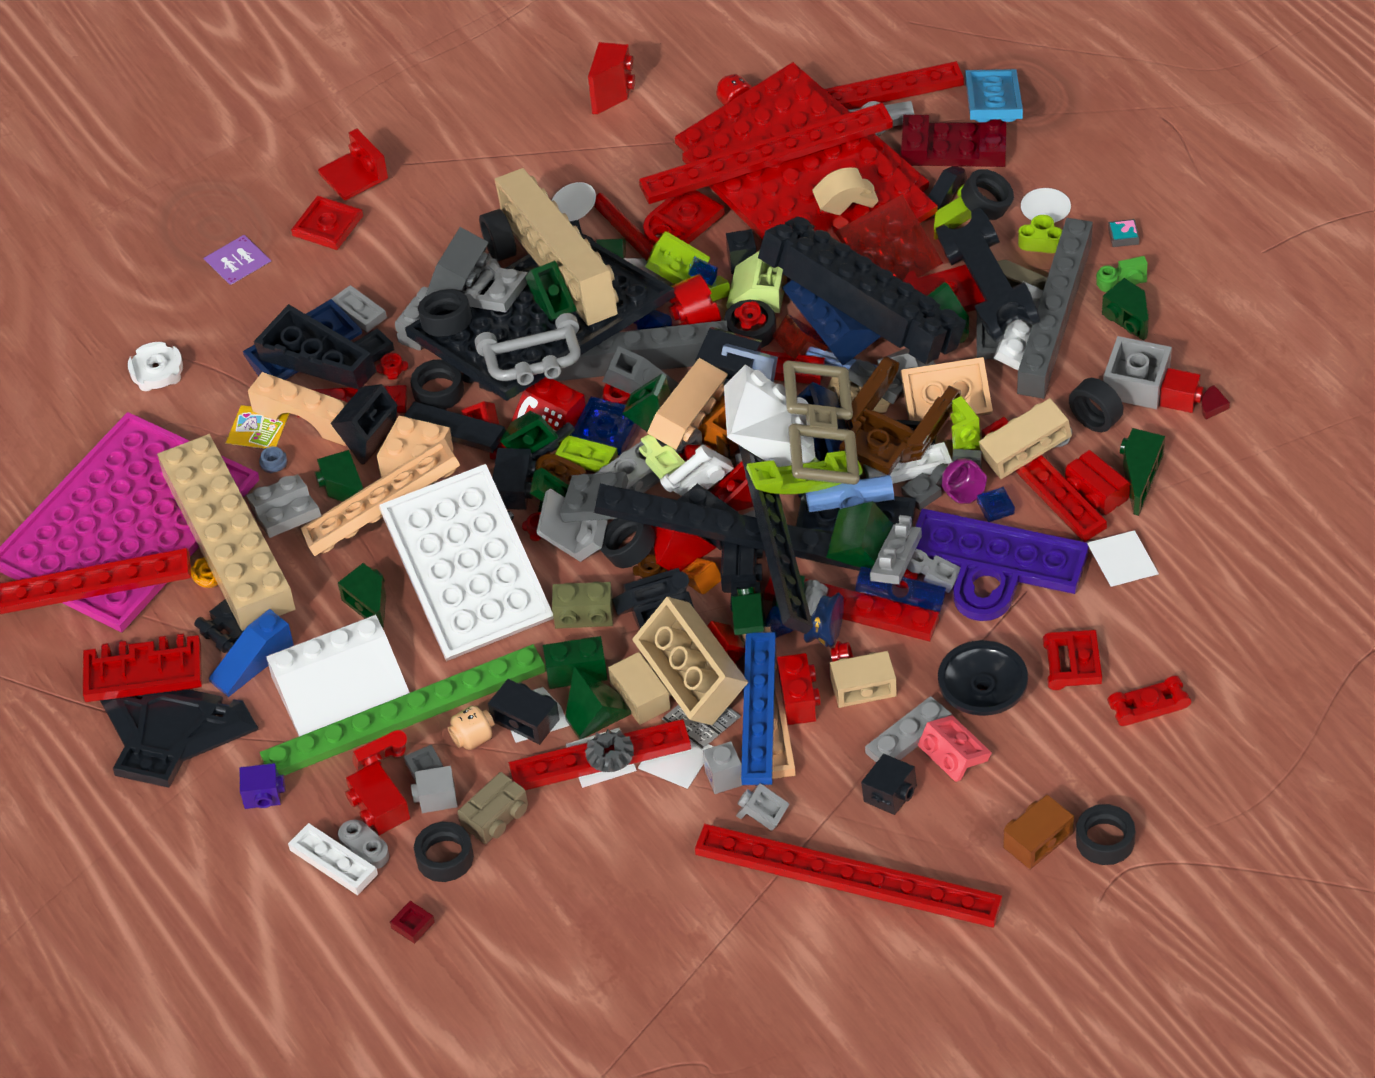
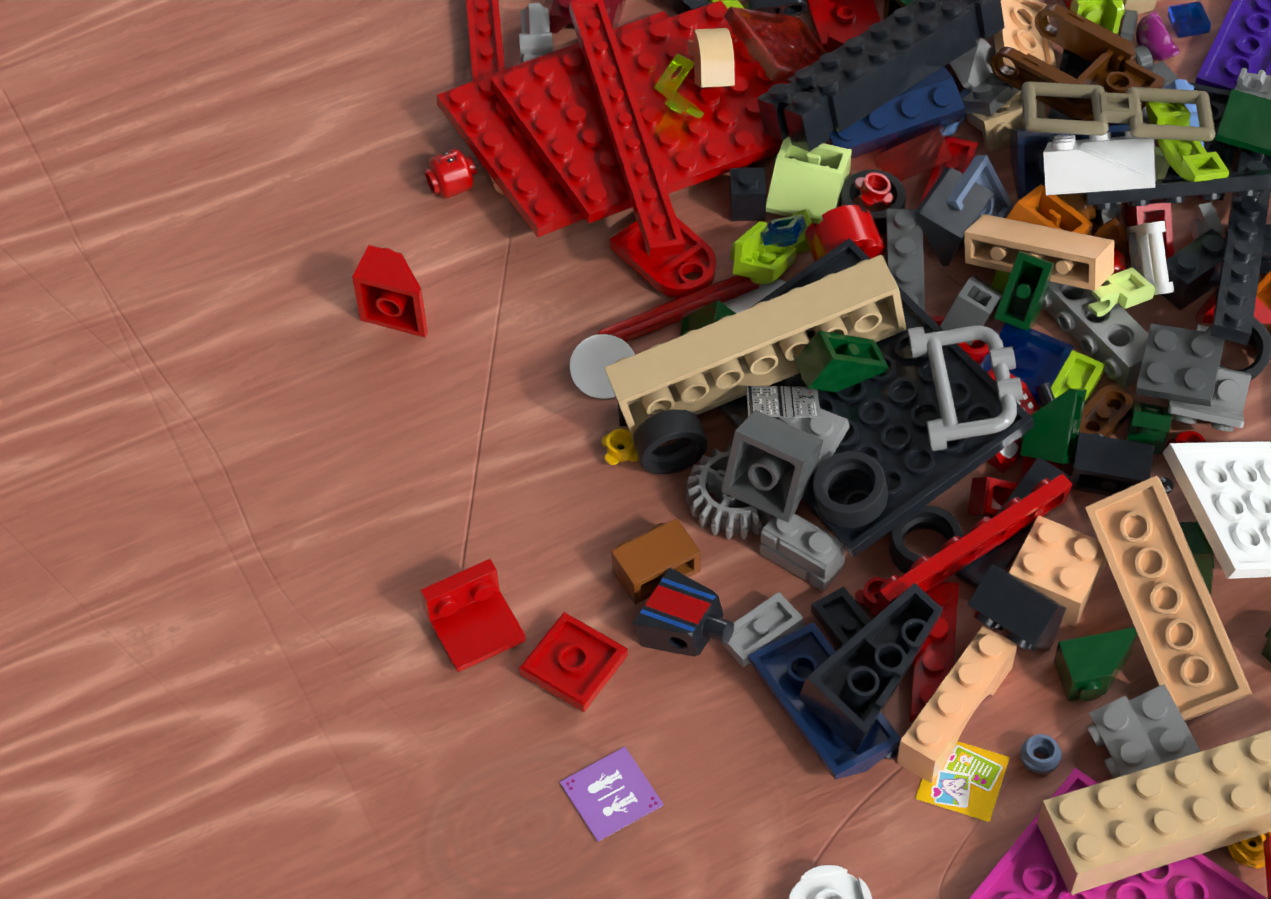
camera: 85 degrees left, 5 degrees up
(362, 264) = (682, 617): none -> black torso
(407, 248) = (645, 560): none -> dark orange brick
(425, 398) = (983, 538): none -> red plate
(511, 266) = (783, 401): none -> light grey sticker
(803, 178) = (669, 86): none -> clear neon green bracket

